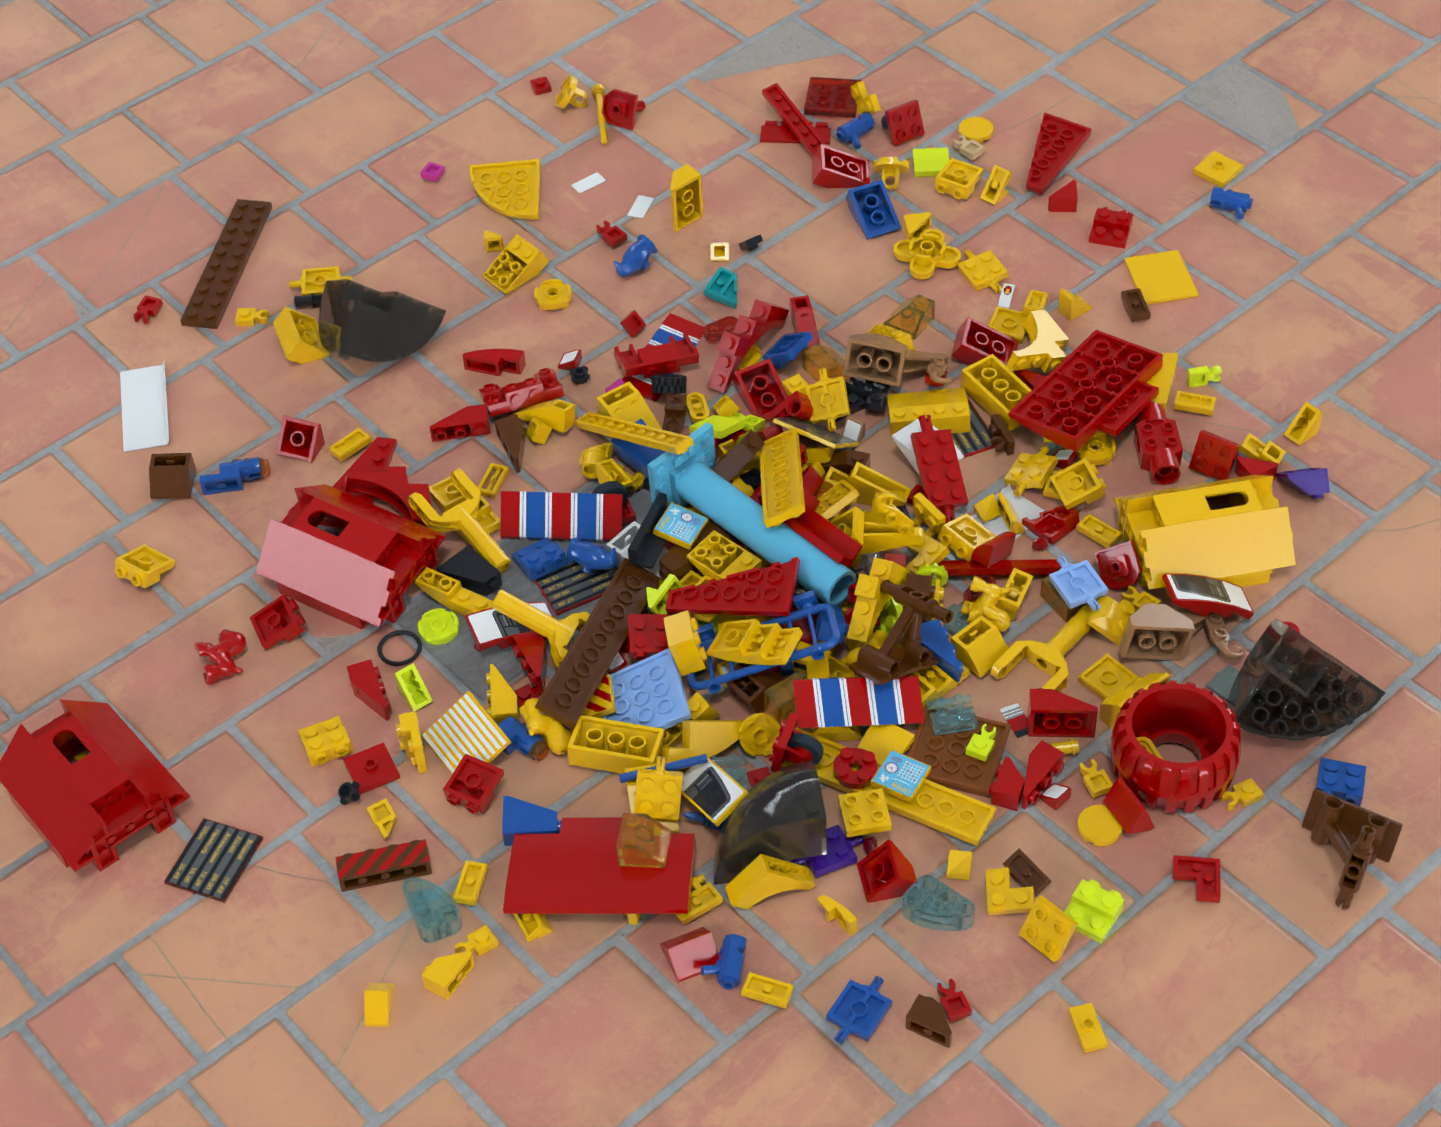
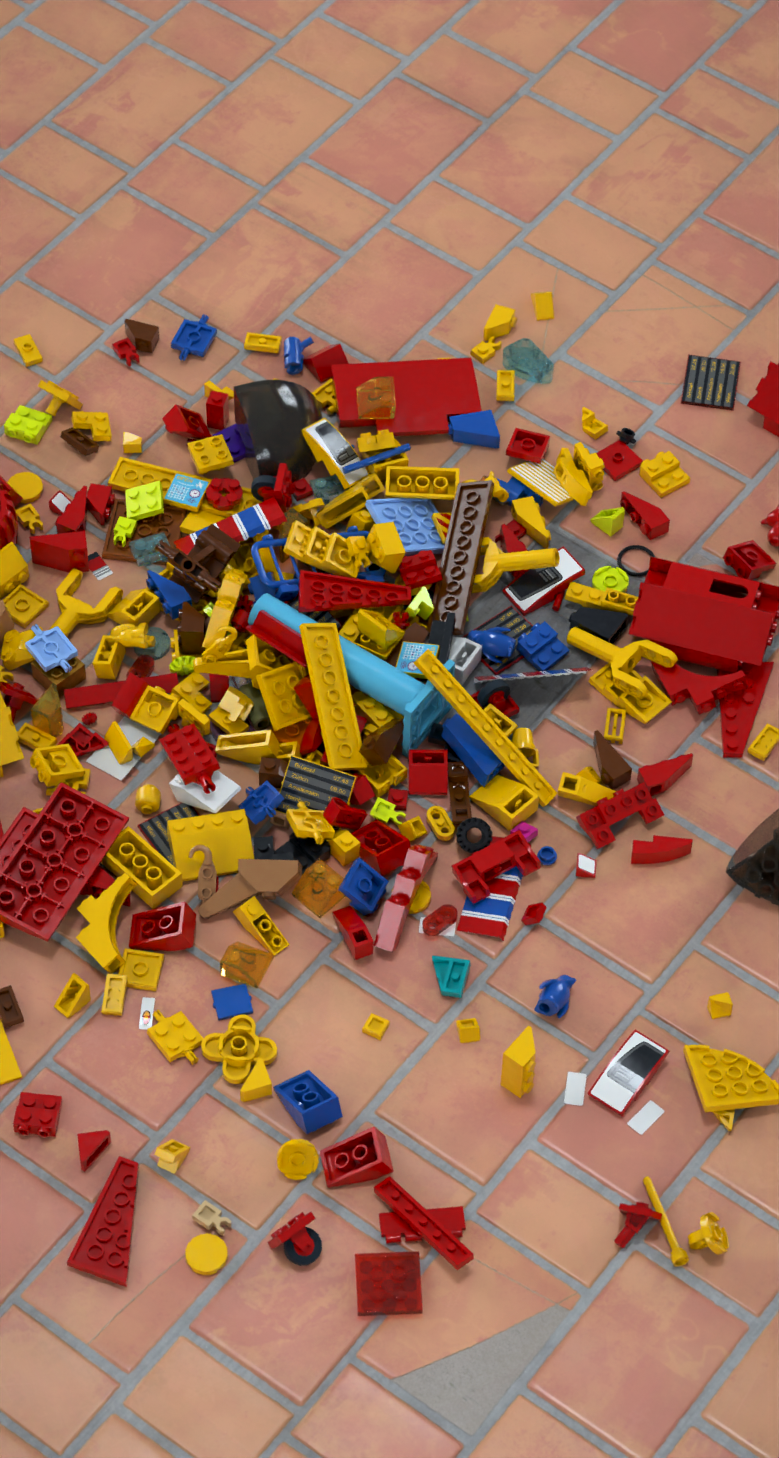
camera: 165 degrees right, 5 degrees up
(383, 865) = (576, 386): reddish brown brick -> none
(438, 730) = (571, 478): none -> yellow slope
(515, 265) = (682, 976): yellow slope -> none
(540, 85) = (755, 1264): red plate -> none
(551, 302) = (630, 954): yellow plate -> none
(579, 375) = (569, 854): black plate -> none
(592, 202) = (628, 1072): none -> slope
(603, 371) = (547, 855): none -> blue plate
(612, 236) = (593, 1032): red plate -> none
(687, 577) = (401, 622): none -> red plate
(713, 545) = (378, 628): none -> yellow slope
(714, 643) = (358, 547): none -> yellow plate
(721, 425) = (414, 793): neon yellow tile -> none
(751, 243) = (435, 1038): black plate -> none
(801, 262) = (375, 1026): none -> yellow tile
(845, 877) = (217, 410): none -> red brick
(855, 128) = (351, 1228): blue piece -> none
(864, 102) = (345, 1258): yellow plate -> none
(872, 430) = (261, 802): none -> blue plate
(929, 161) = (253, 1194): neon yellow tile -> none
(930, 290) = (232, 1001): none -> blue piece
(930, 910) = (144, 409): clear light blue beam -> none
(953, 769) = (144, 501): none -> neon yellow plate
(958, 179) = (217, 1157): yellow plate -> none
(986, 459) = (148, 799): none -> yellow head
(1002, 435) = (135, 822): reddish brown plate -> none
(1031, 470) = (105, 786): yellow plate -> none
(1085, 535) = (48, 713): none -> clear yellow slope

